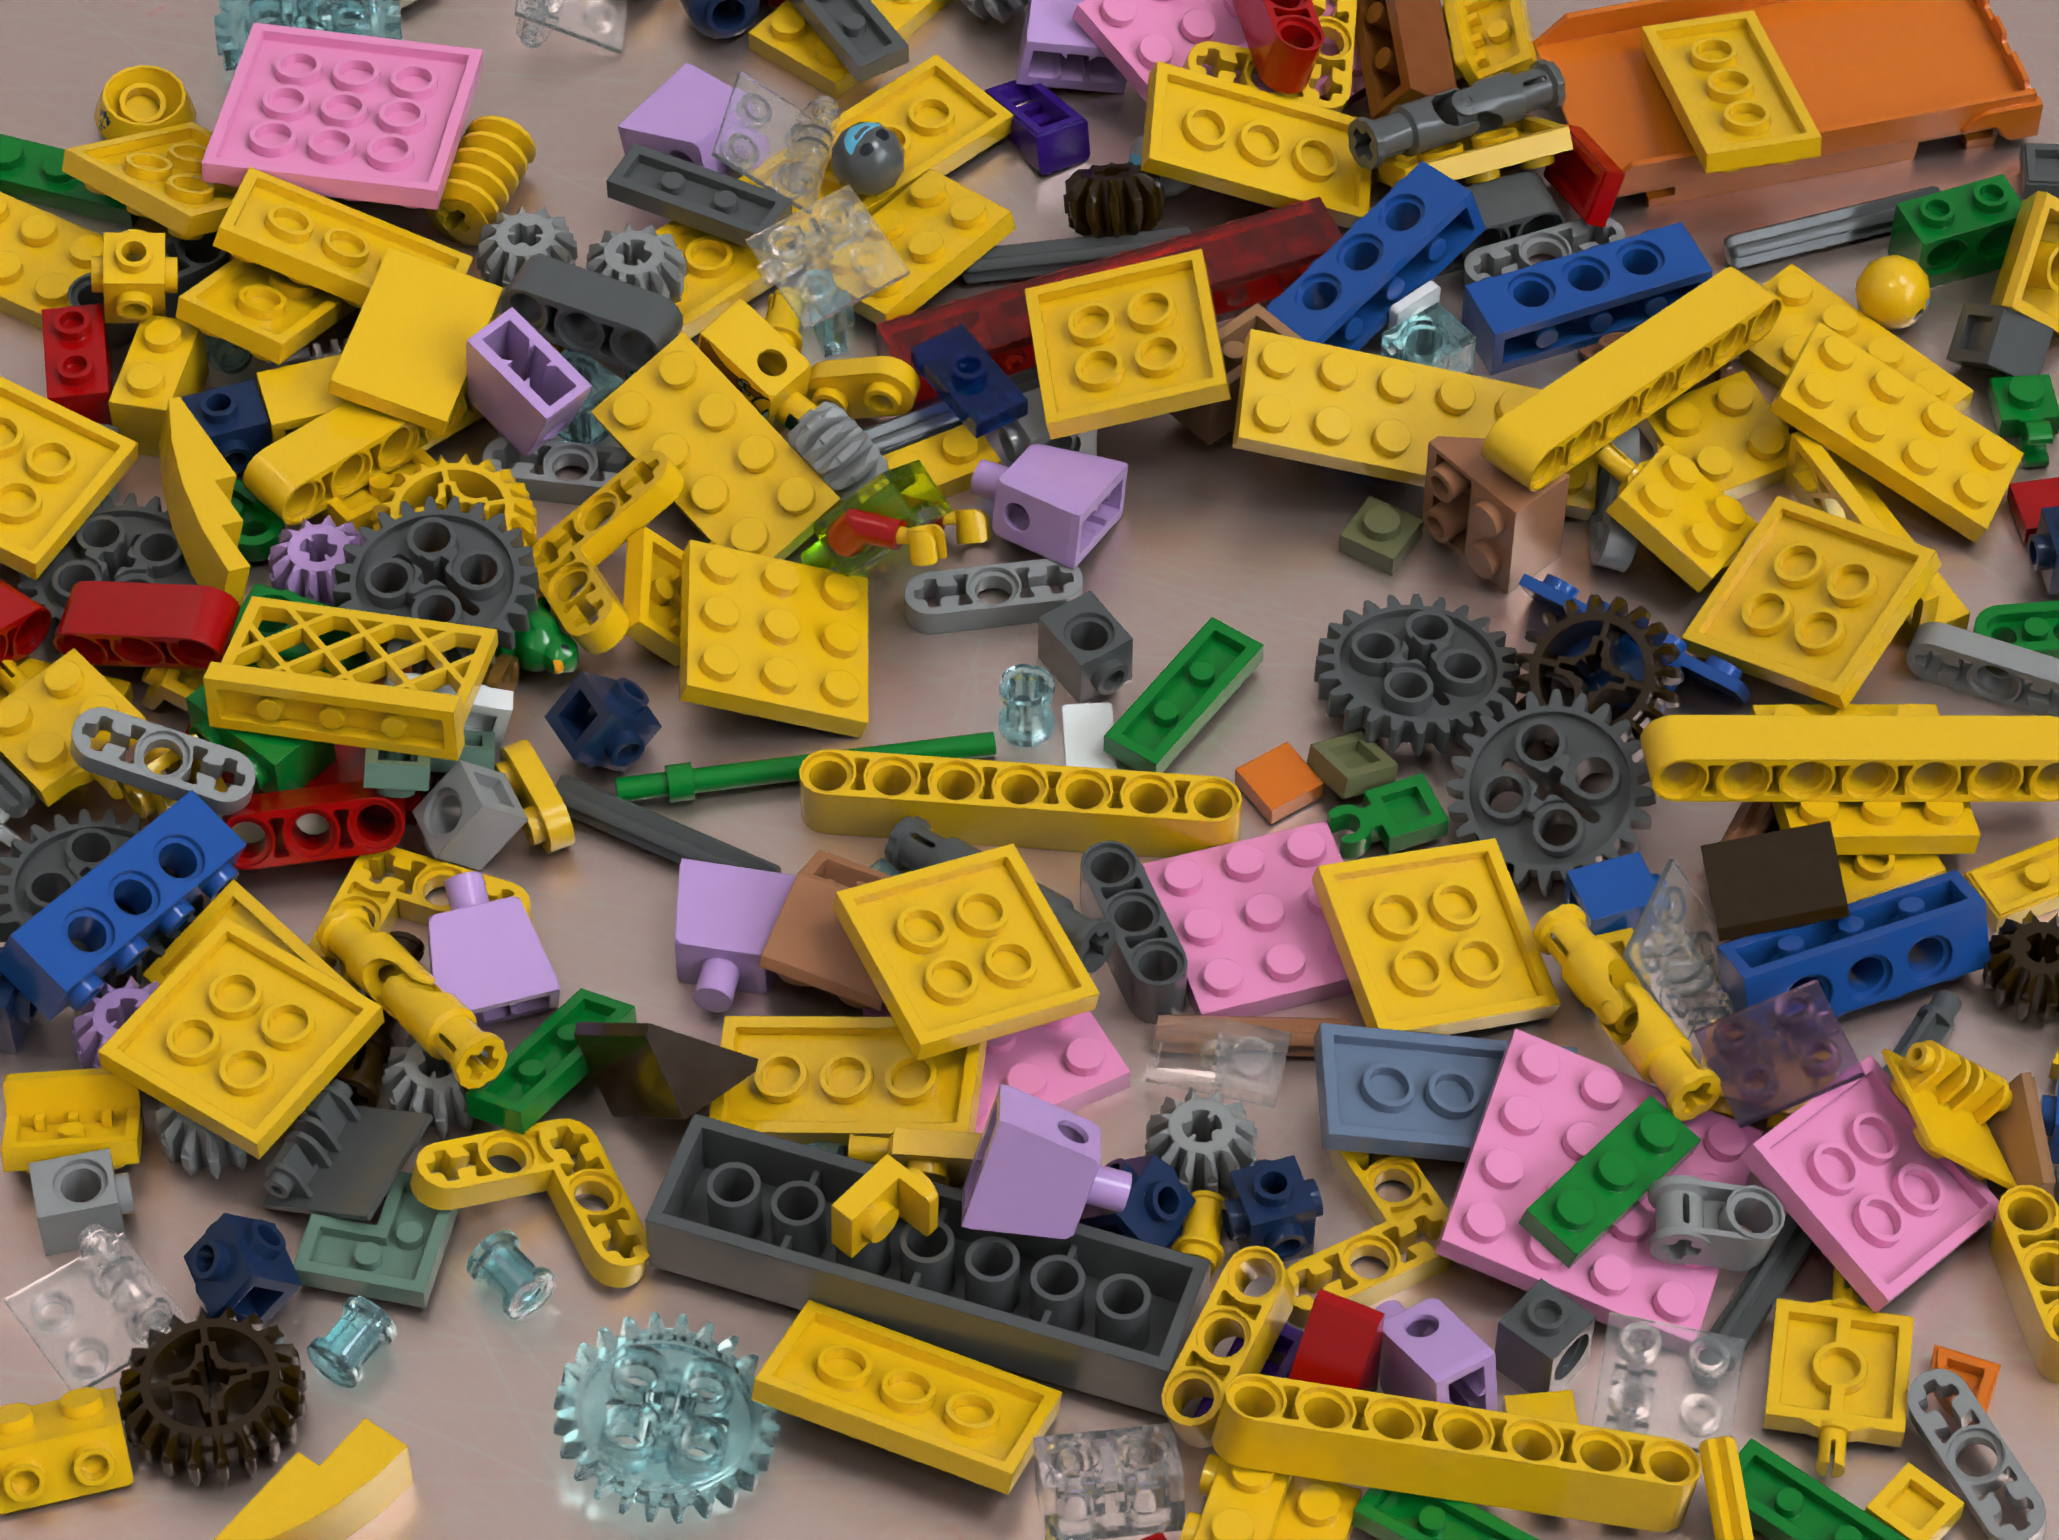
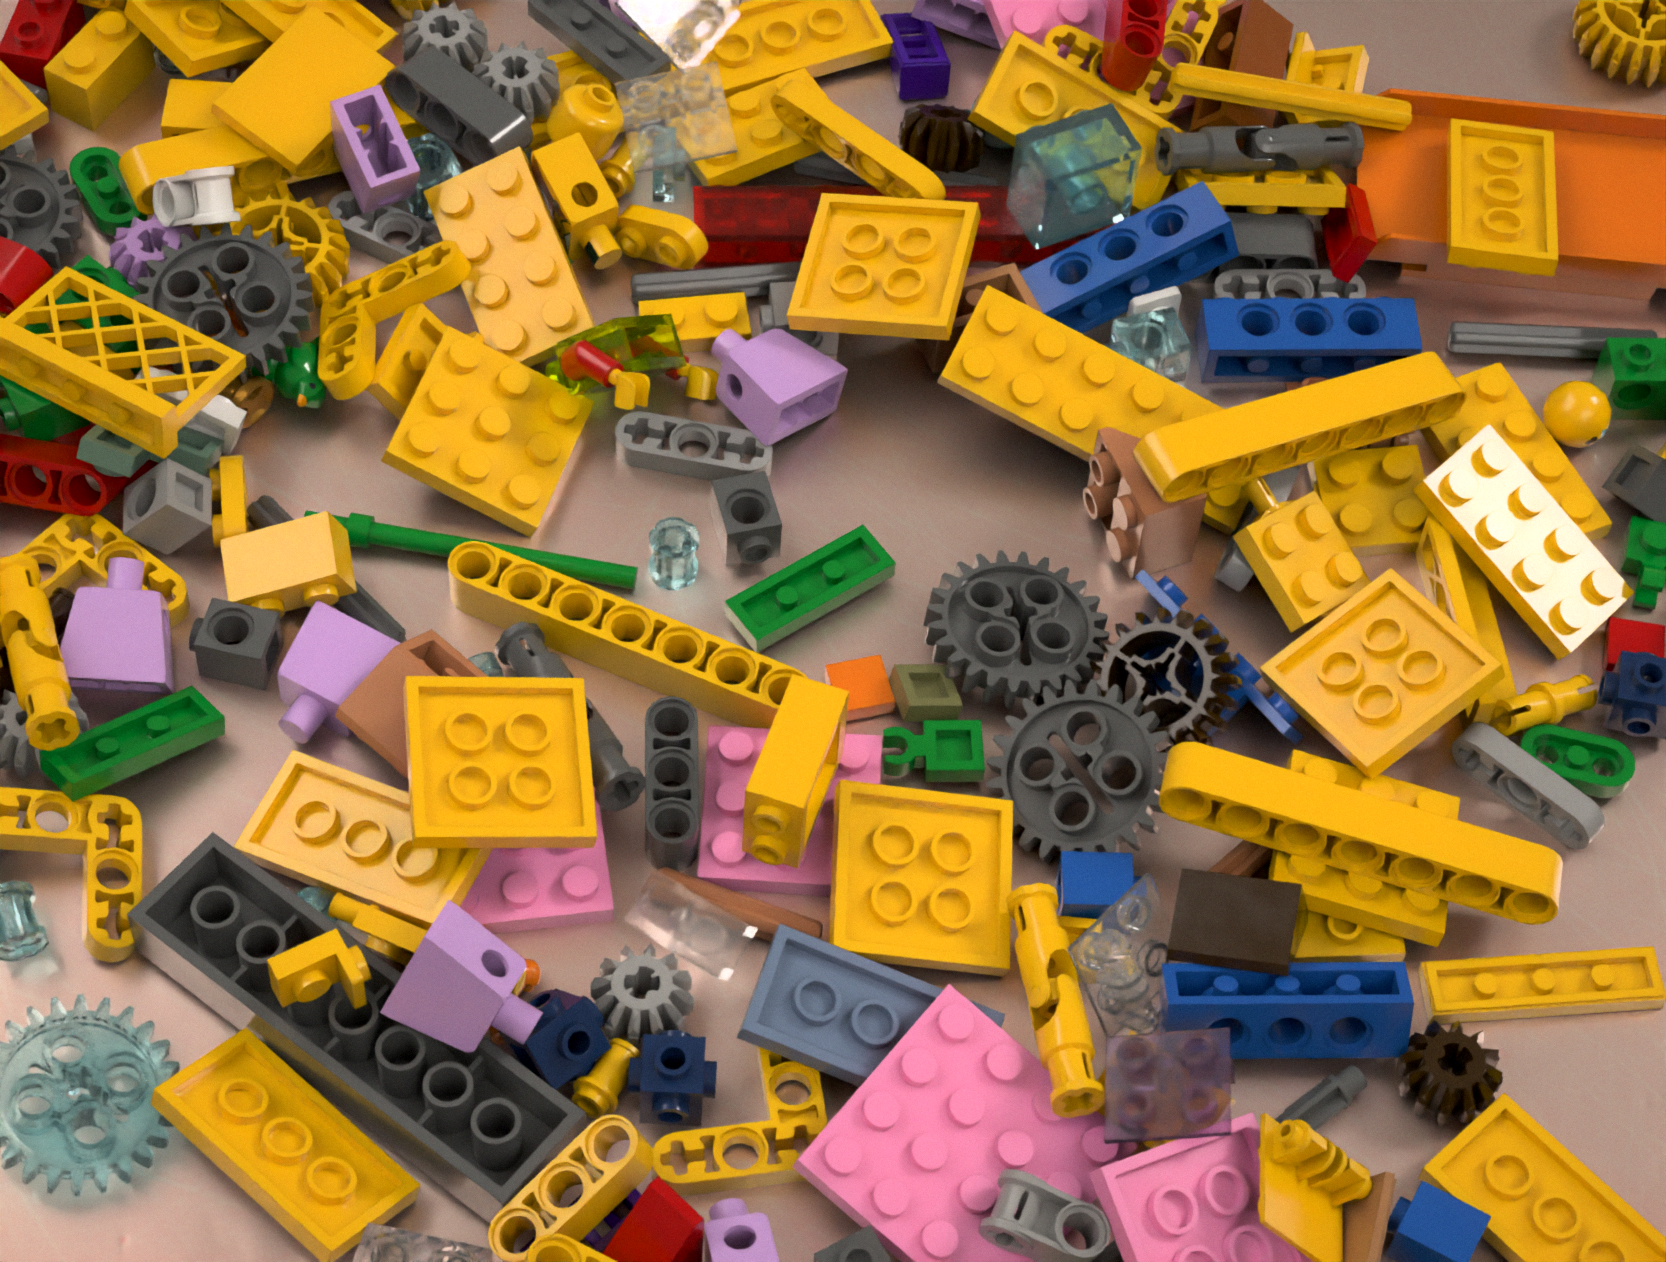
camera: 15 degrees right, 5 degrees up
(198, 501) = (74, 178): yellow slope -> none
(233, 421) = (128, 114): dark blue brick -> none
(356, 486) = (195, 198): none -> white piece
(603, 721) = (313, 459): dark blue brick -> none
(608, 931) = (243, 663): none -> dark grey brick
(632, 836) = (289, 564): none -> yellow brick
(658, 1070) = (209, 786): dark brown slope -> none
(728, 276) = (589, 111): none -> yellow head
(837, 449) = (607, 283): light grey gear -> none
(867, 158) = (748, 44): dark grey piece -> none
(969, 381) = (744, 258): clear blue plate -> none
(981, 213) = (854, 144): none -> yellow beam
(1084, 734) = (717, 586): white sticker -> none
(1270, 871) = (794, 771): none -> yellow window
(1286, 194) = (1073, 175): none -> clear light blue brick
(1380, 535) = (1043, 495): olive plate -> none
(1470, 50) = (1290, 96): none -> yellow axle
(1609, 1181) = (969, 1154): green plate -> none
(1983, 586) = (1544, 704): none -> yellow pin

